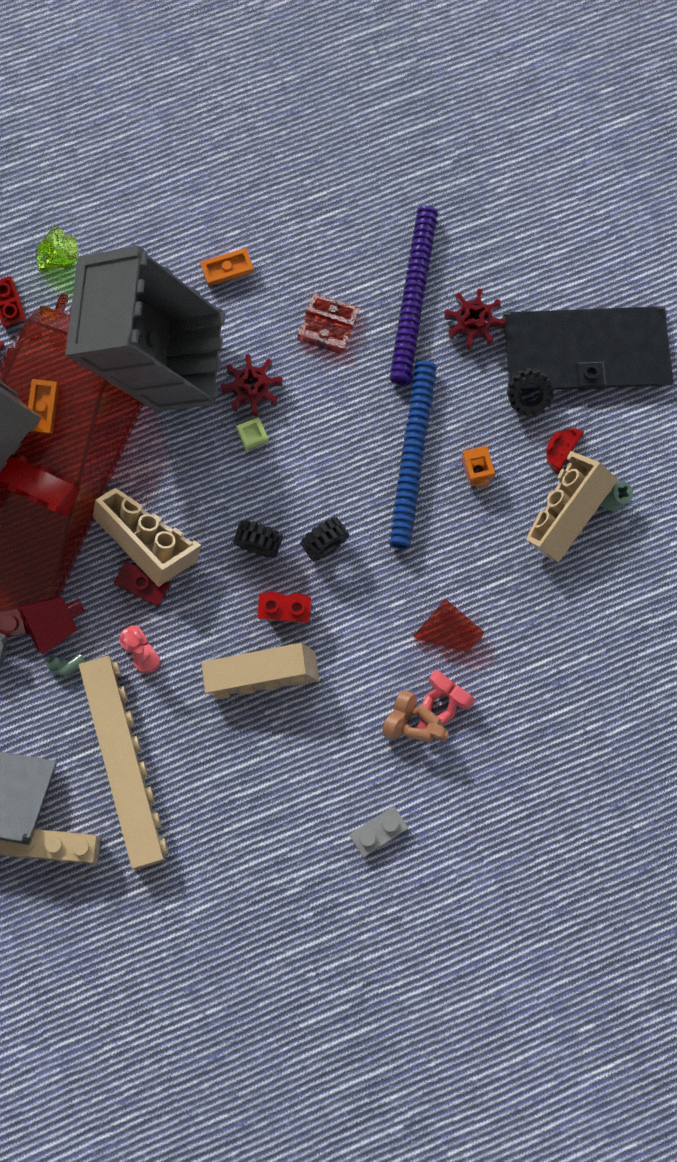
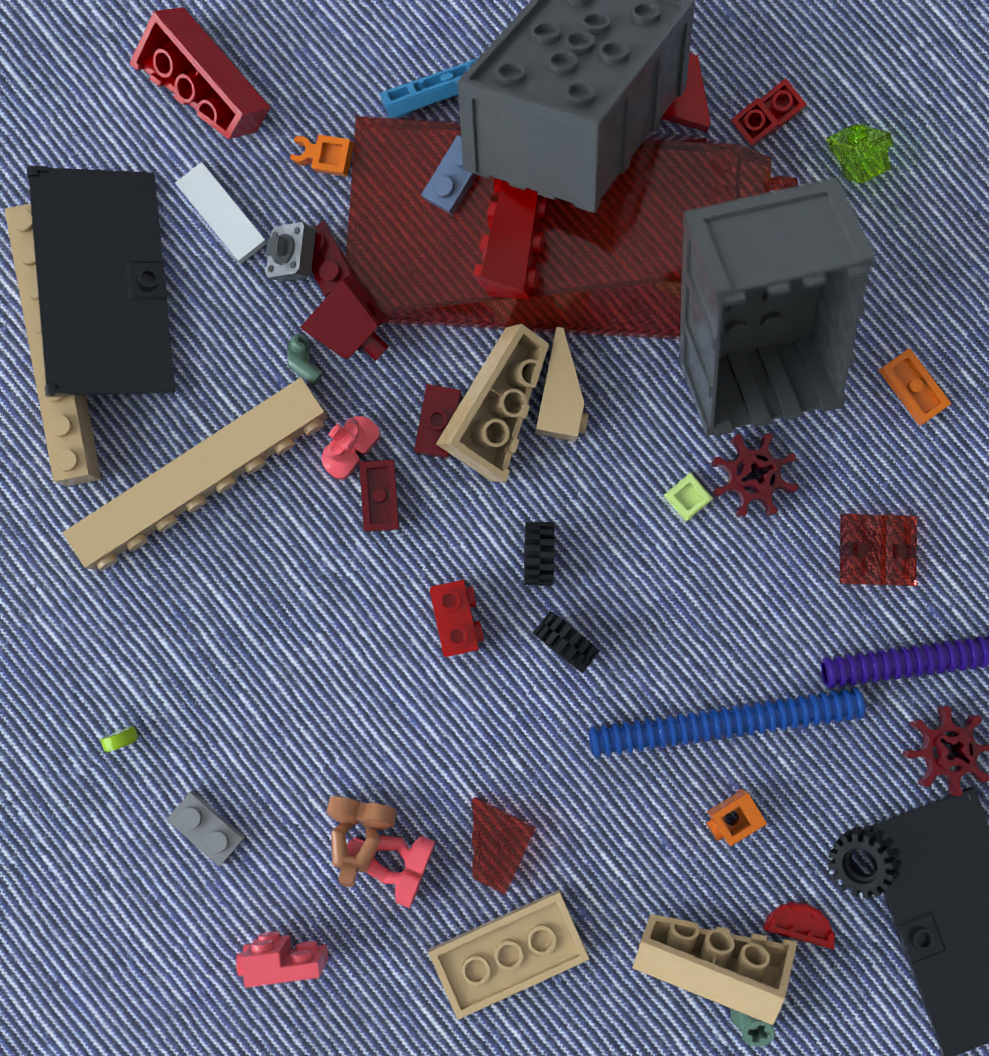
camera: 70 degrees right, 10 degrees up
(44, 401) = (624, 209): orange plate -> none
(154, 493) = (562, 399): none -> tan slope
(181, 638) = (379, 495): none -> dark red plate
(260, 671) = (362, 613): tan wedge -> none
(295, 874) = (119, 739): none -> lime tile
(482, 803) = (274, 961): none -> coral plate
(527, 644) = (508, 954): none -> tan plate

